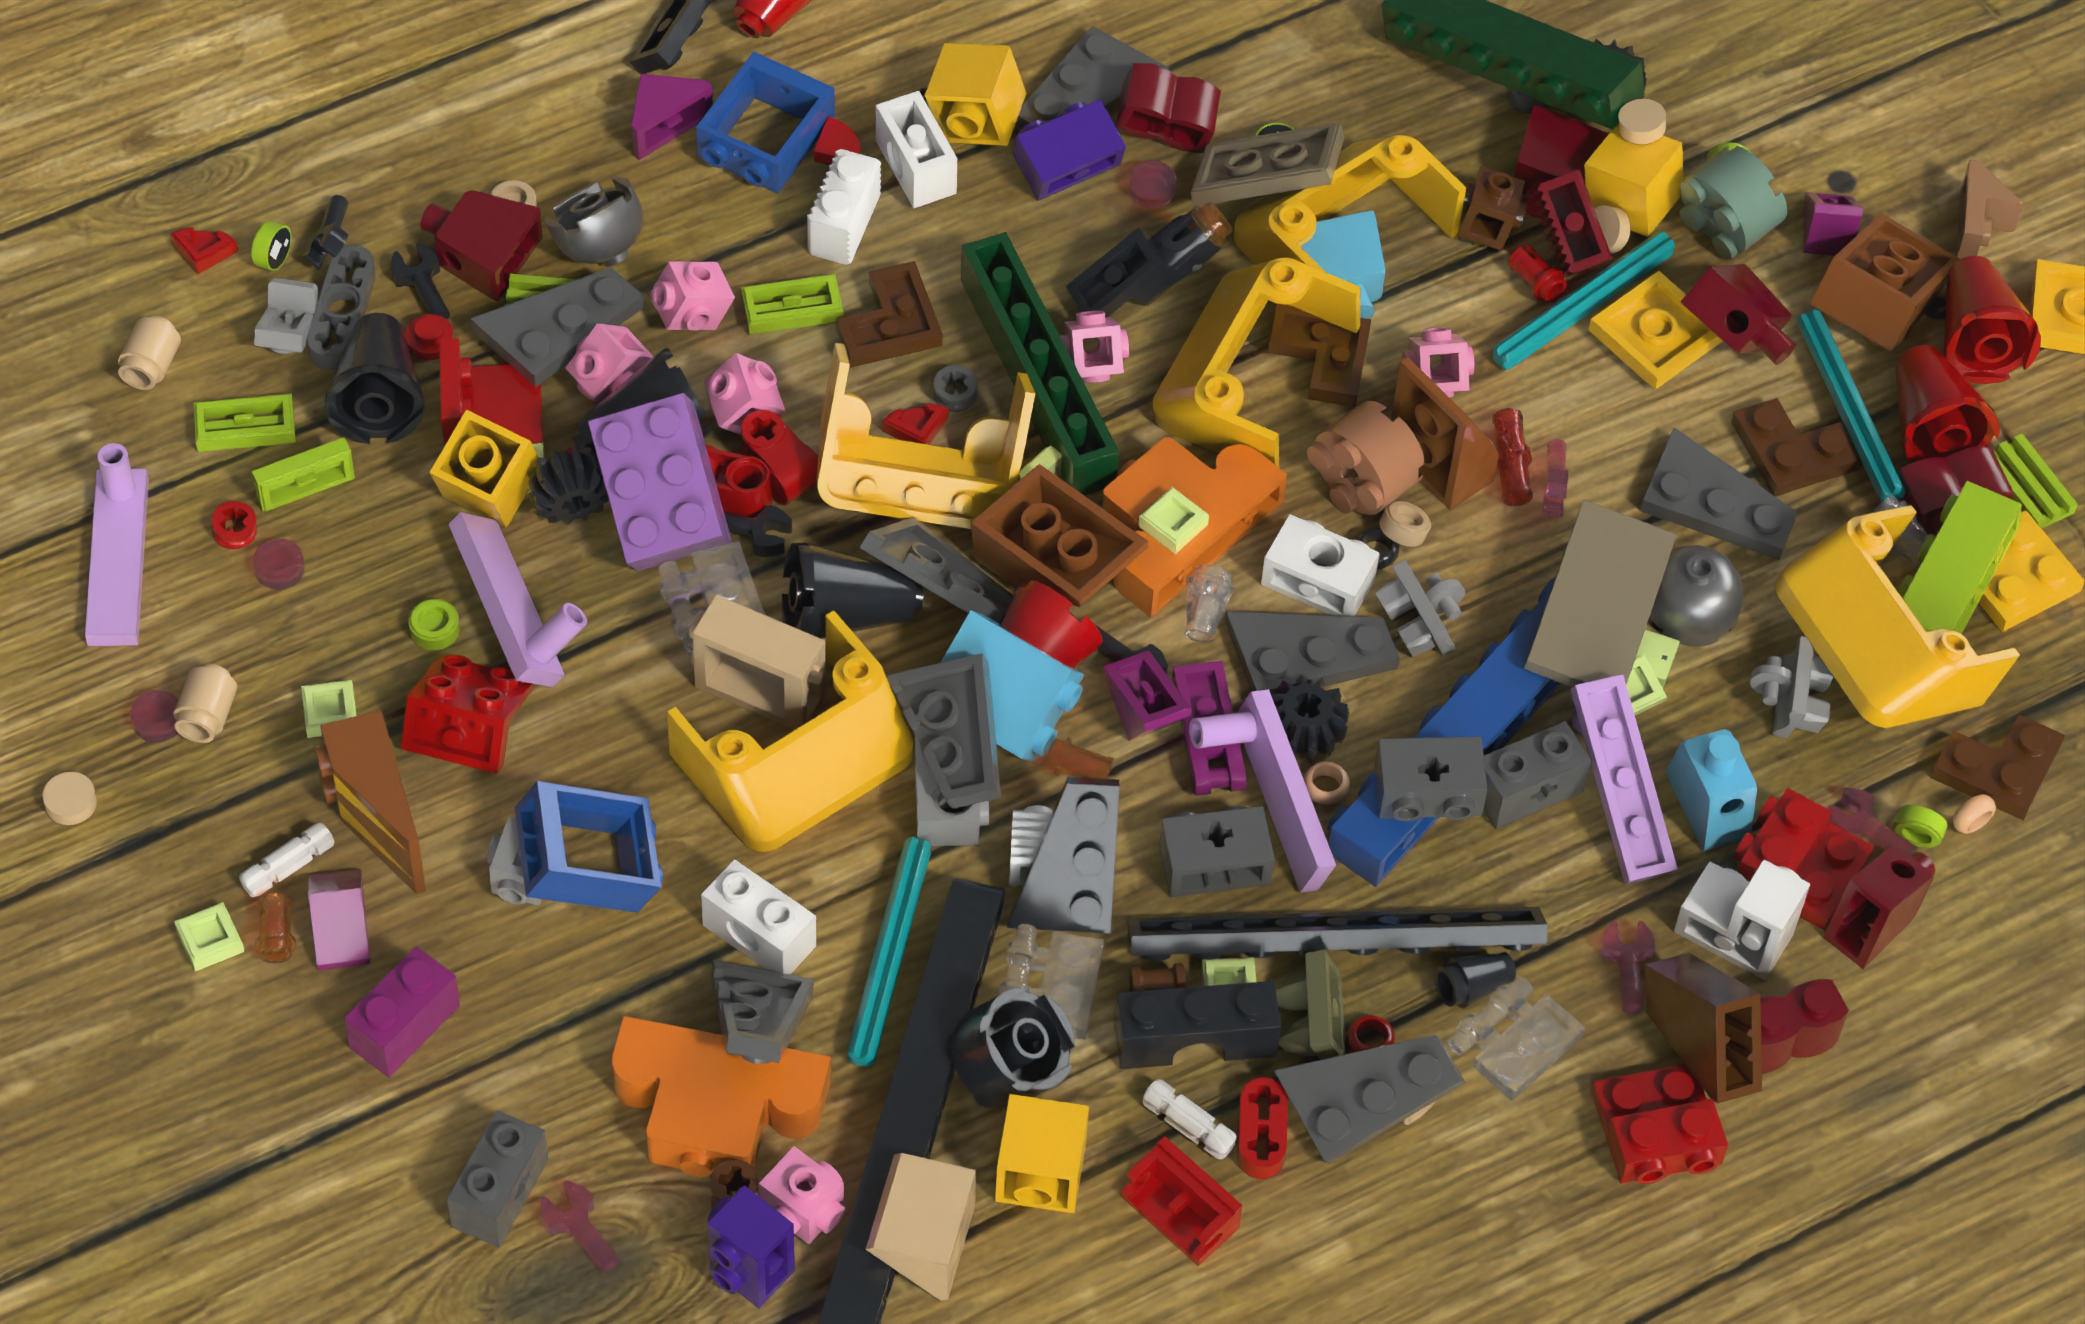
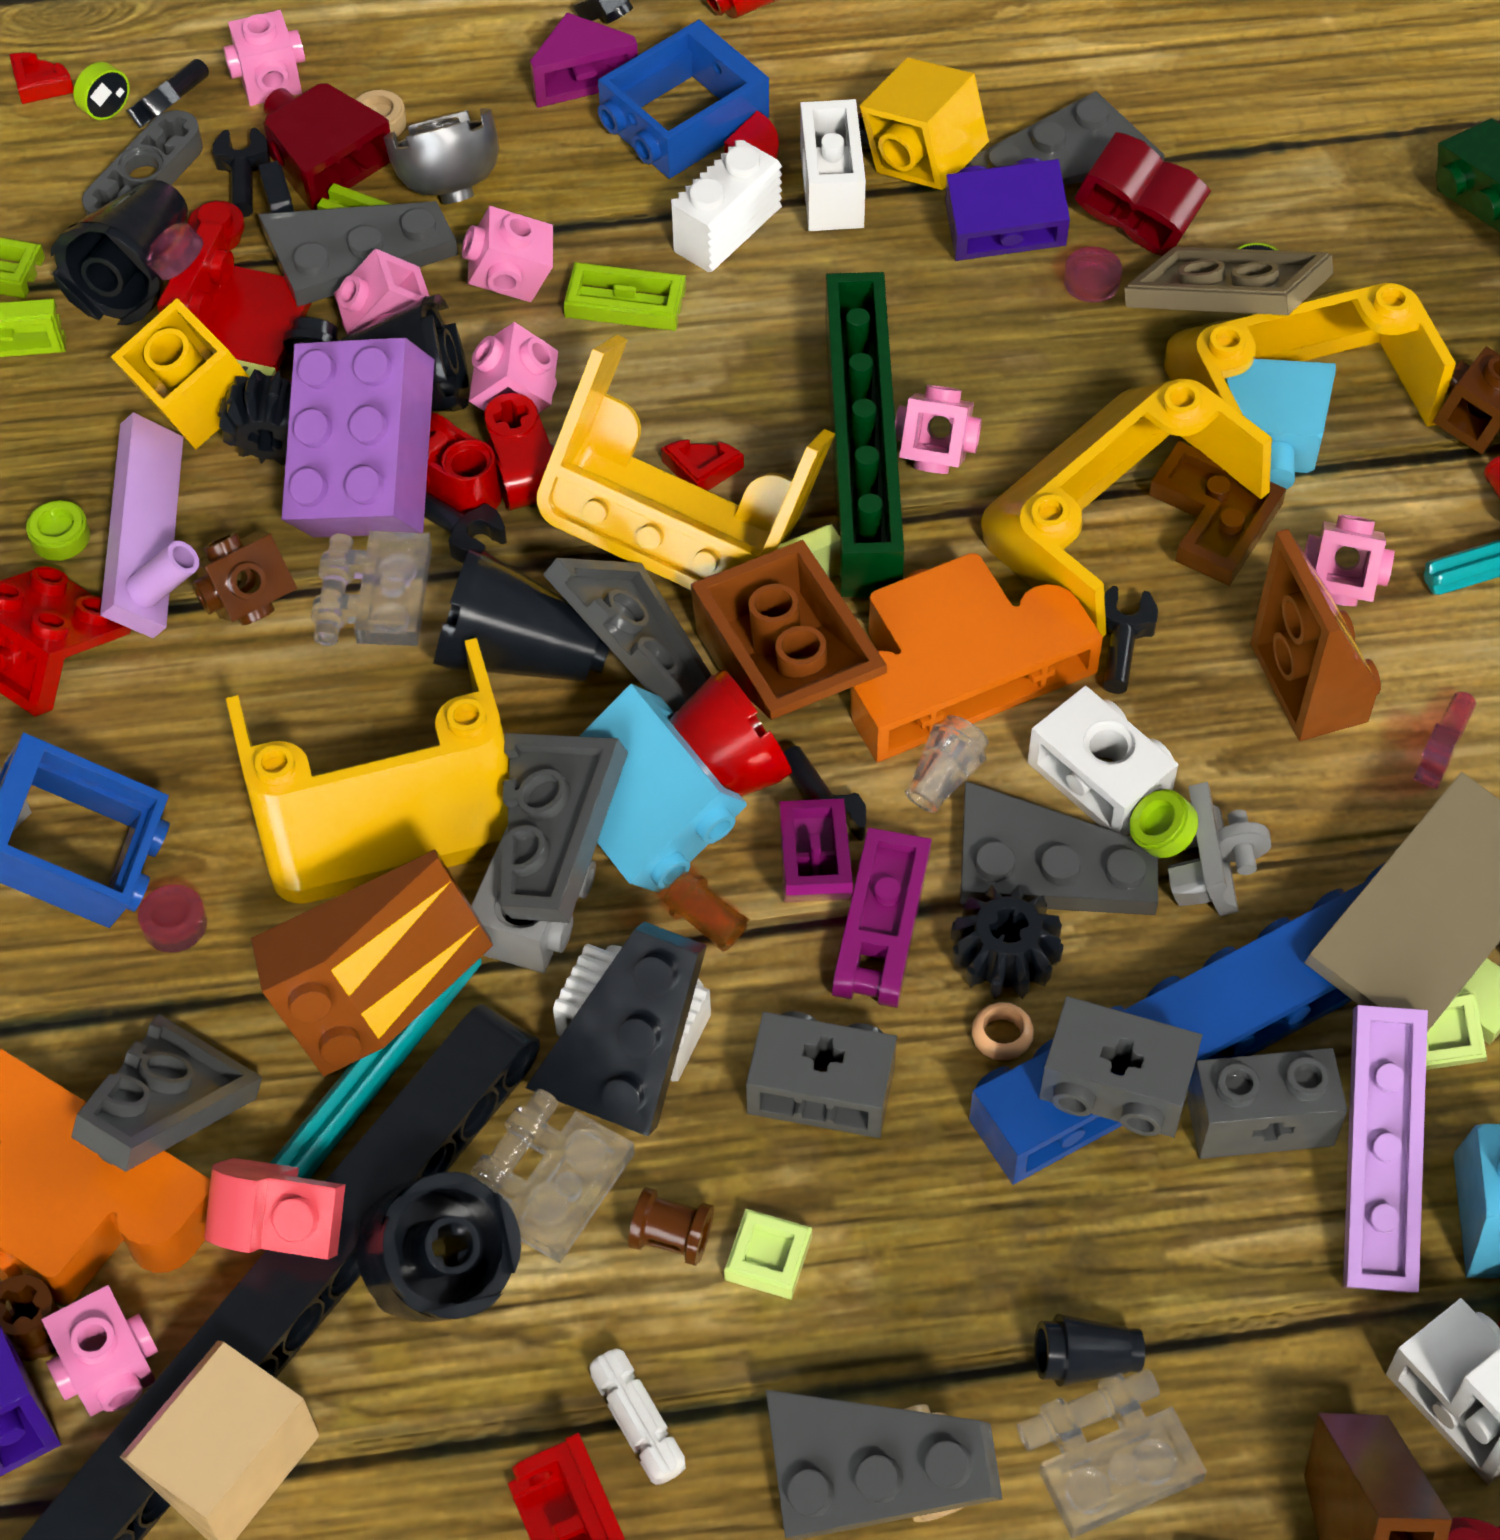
camera: 25 degrees right, 0 degrees up
(287, 317) = (71, 171): light grey bracket -> none
(399, 178) = (264, 46): none -> bright pink brick
(435, 370) = (174, 250): none -> clear pink tile
(471, 296) = (275, 188): none -> black tile
(564, 411) = (309, 331): none -> black plate
(615, 617) = (262, 582): none -> reddish brown brick
(683, 889) = (172, 918): none -> clear pink tile
(758, 662) = (369, 671): tan window -> none
(758, 919) = (225, 981): white brick -> none
(869, 869) = (369, 960): none -> dark orange slope
(884, 1060) = (272, 1210): none -> coral brick
(899, 325) = (727, 352): reddish brown plate -> none
(955, 374) = (763, 419): dark grey bush -> none
(1041, 1153) = (417, 1400): yellow head -> none
(1150, 265) = (1044, 357): black plate -> none
(1163, 1021) = (740, 1298): black arch -> none
(1173, 520) = (937, 651): yellowish green tile -> none
(1273, 1128) = (710, 1454): red beam -> none
(1280, 781) = (939, 943): lavender piece -> none
(1292, 464) = (1123, 632): none -> black bar
(1320, 993) = (874, 1310): olive tile -> none
(1356, 931) = (952, 1235): black plate -> none
(1367, 459) = (1210, 647): nougat brick -> none
(1369, 1022) = (926, 1363): red piece -> none
(1377, 535) = (1198, 746): black piece -> none
(1385, 599) = (1163, 823): none -> lime tile
(1405, 523) = (1232, 740): tan tile -> none
(1513, 457) = (1400, 699): clear red pin -> none
(1629, 962) = (1307, 1395): clear pink bar -> none

